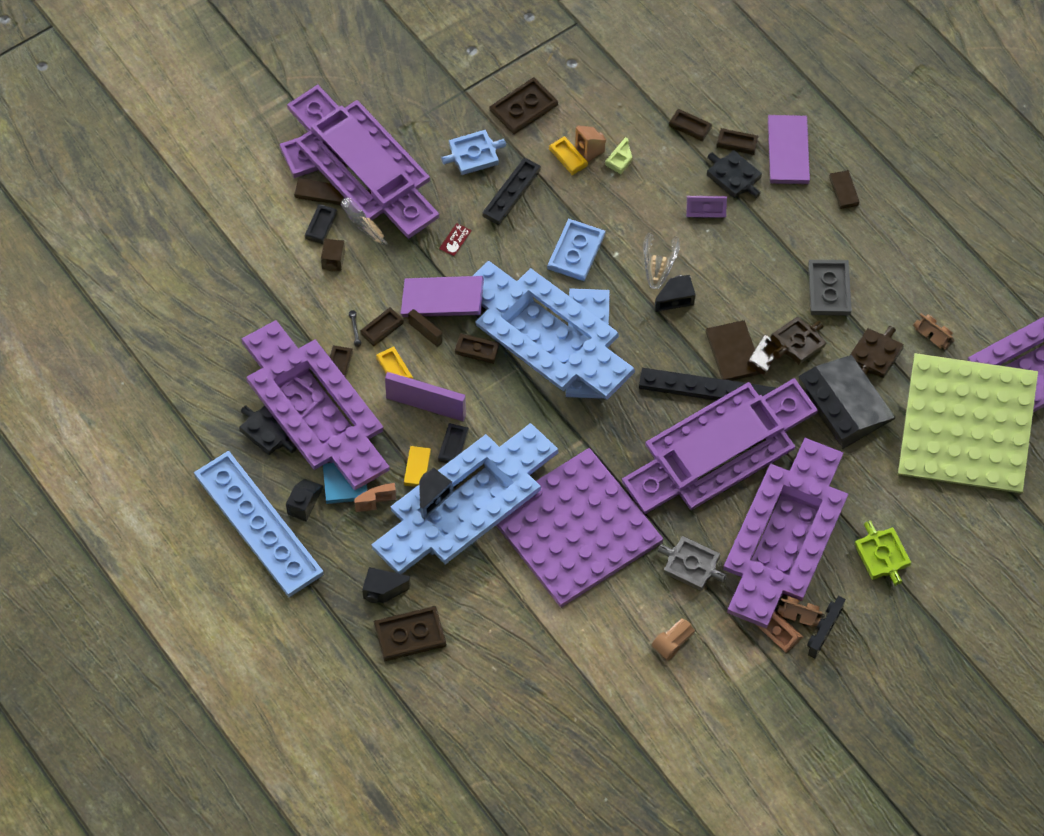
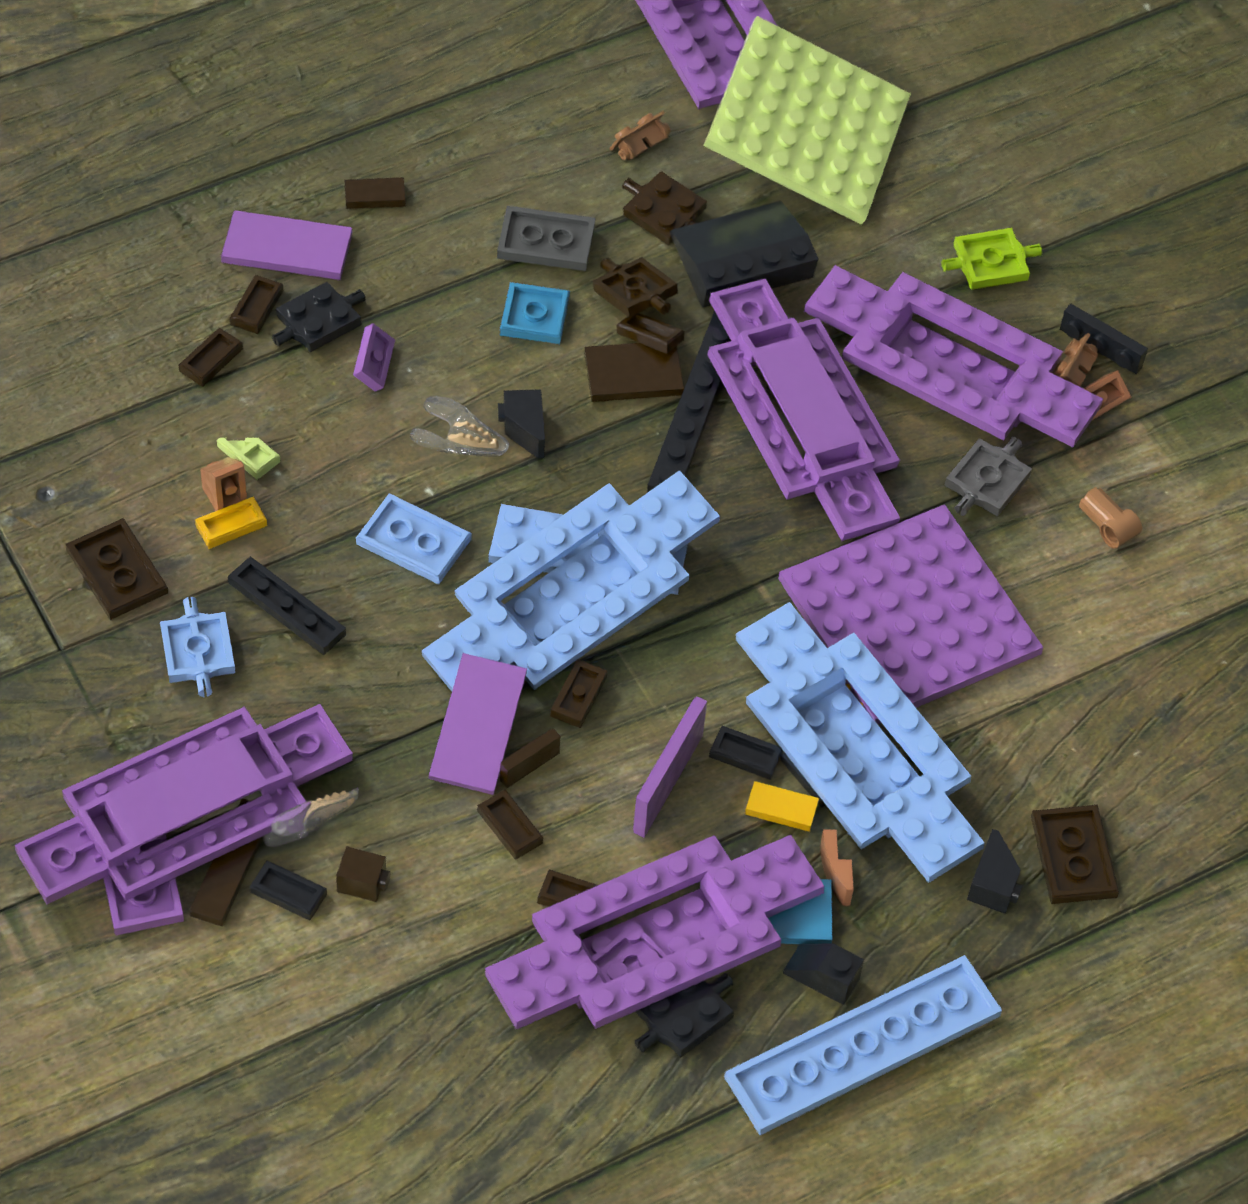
camera: 85 degrees left, 5 degrees down
(352, 315) = (478, 864): black hinge -> none
(392, 362) = (592, 816): yellow tile -> none
(433, 490) = (859, 769): black slope -> none
(455, 239) = (357, 701): dark red sticker -> none
(768, 291) = (534, 313): none -> dark azure tile

